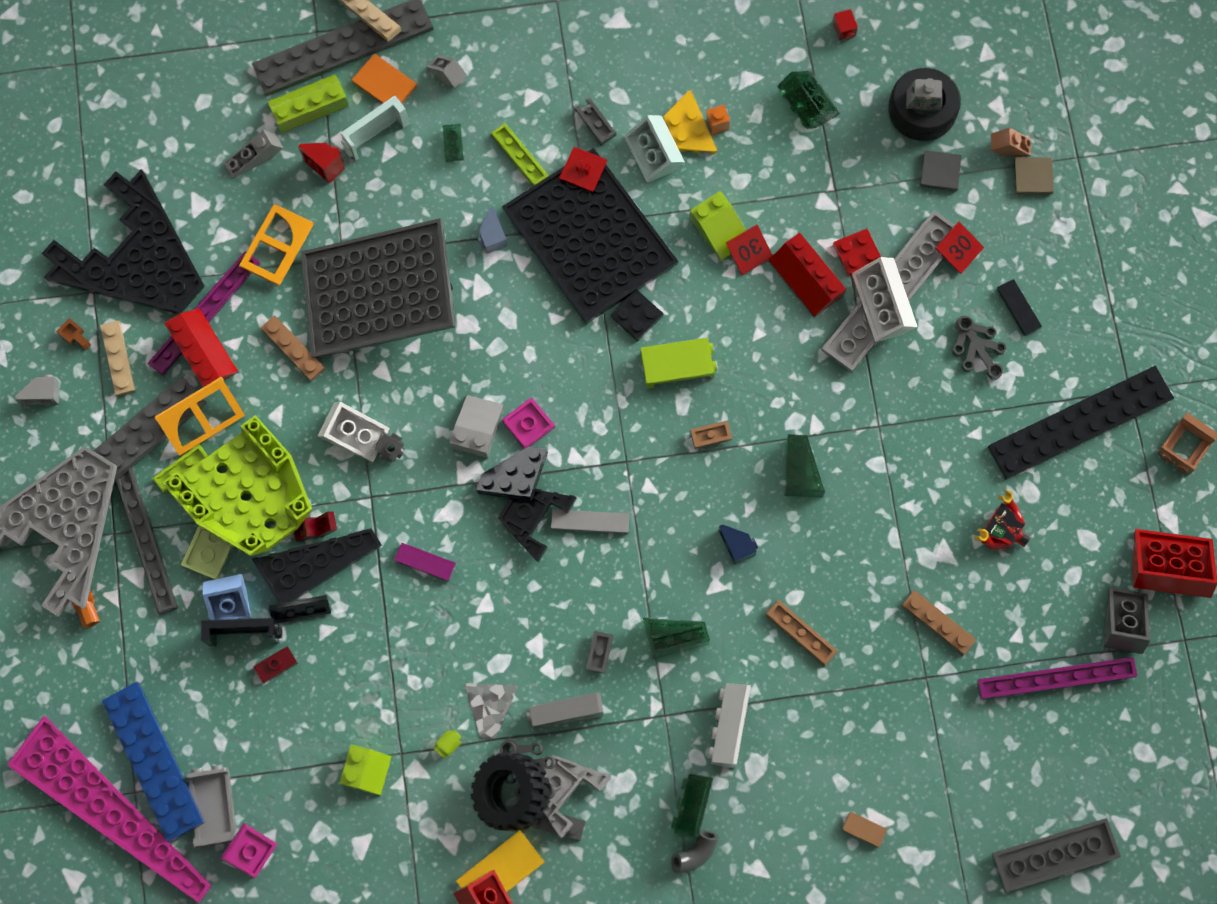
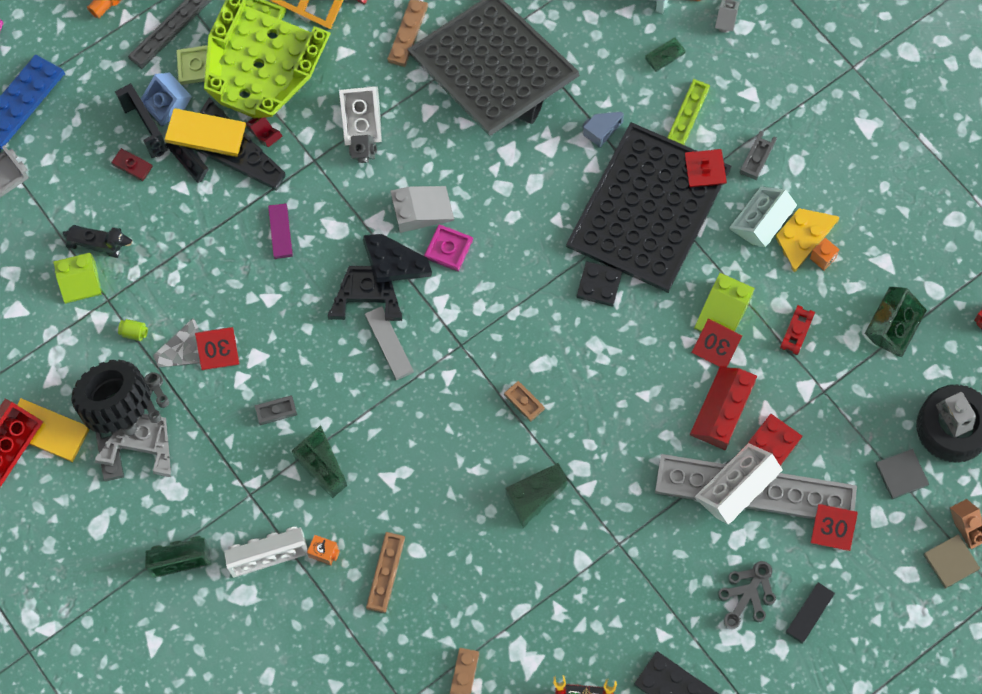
camera: 65 degrees right, 5 degrees down
(289, 578) = (205, 132): none -> yellow tile
(339, 732) = (97, 240): none -> black animal
(511, 674) = (217, 348): none -> red piece
(566, 711) = (209, 409): light grey slope -> none
(677, 361) = (574, 338): lime panel -> none
(697, 855) = (138, 583): dark grey cylinder -> none
(738, 543) = (435, 476): dark blue slope -> none
(755, 675) = (323, 550): none -> orange brick
(771, 180) = (797, 330): none -> red plate

